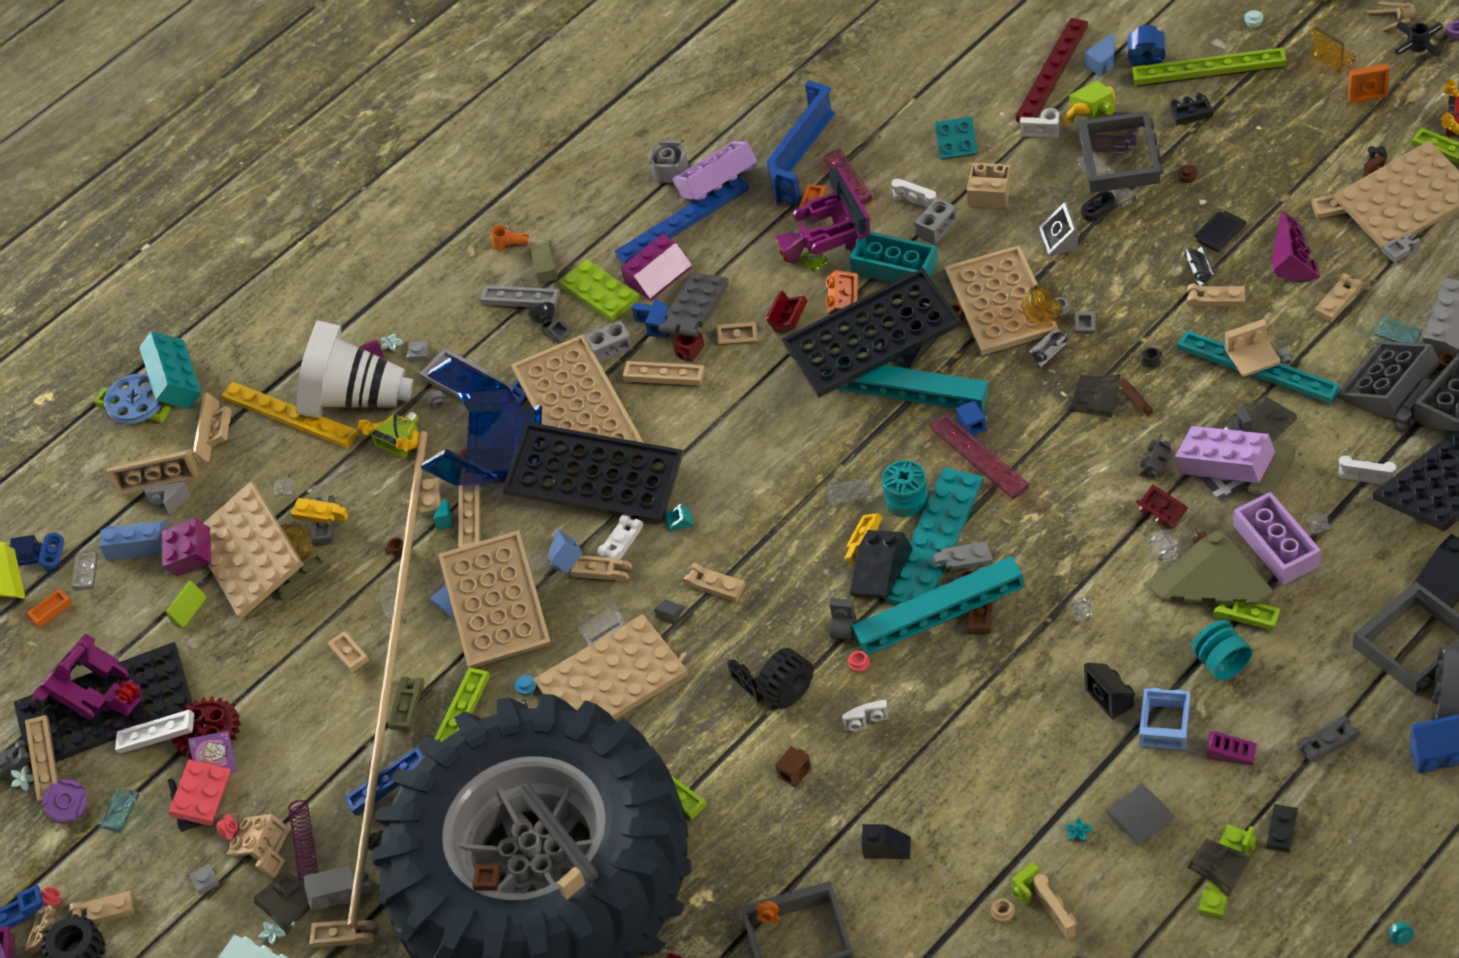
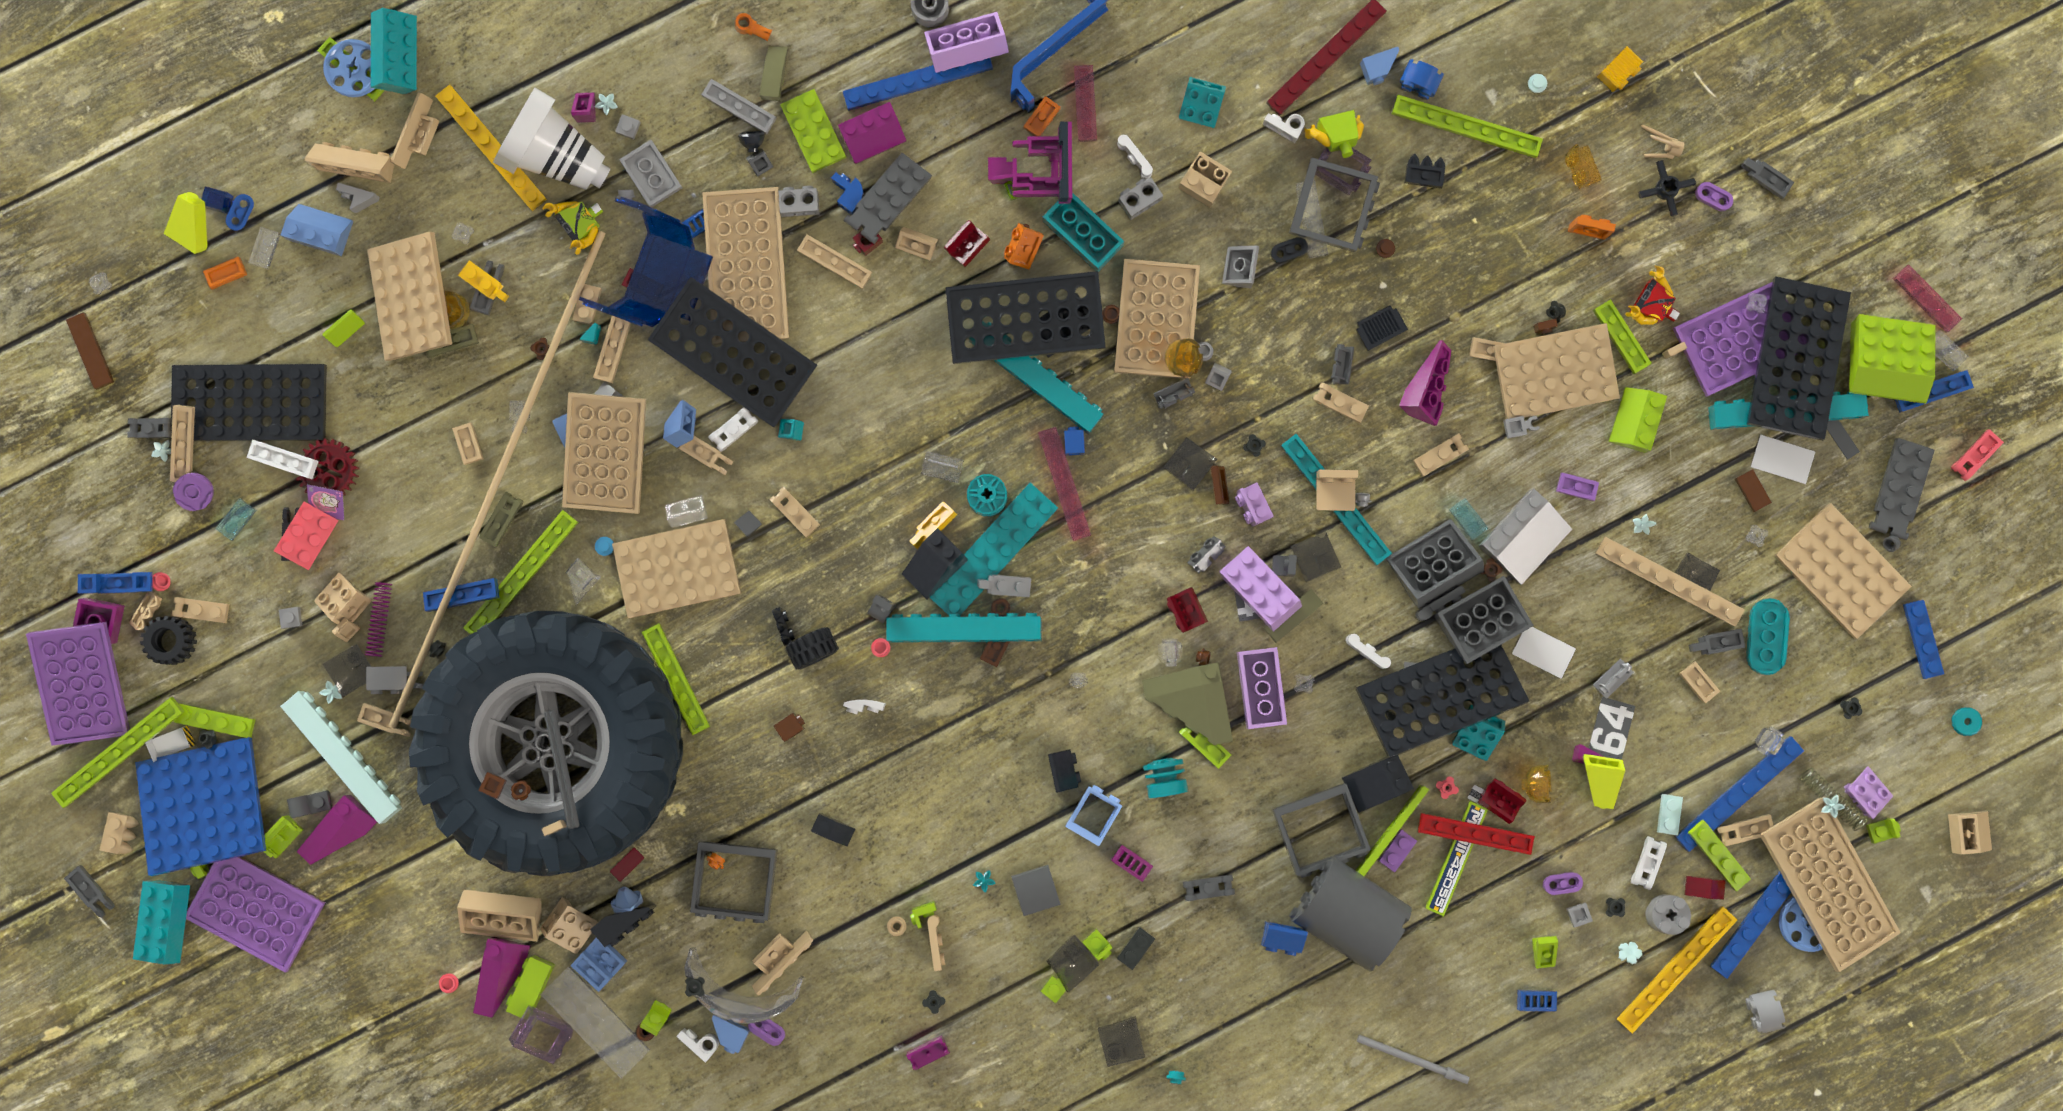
camera: 10 degrees right, 35 degrees up
(87, 702) = (261, 414): magenta container -> none
(186, 547) = (357, 270): magenta brick -> none
(227, 827) = (318, 575): coral plate -> none
(519, 871) = (515, 790): none -> reddish brown plate
(1176, 399) = (1254, 504): none -> lavender bracket
(1318, 923) = (1121, 1042): none -> clear smoke plate

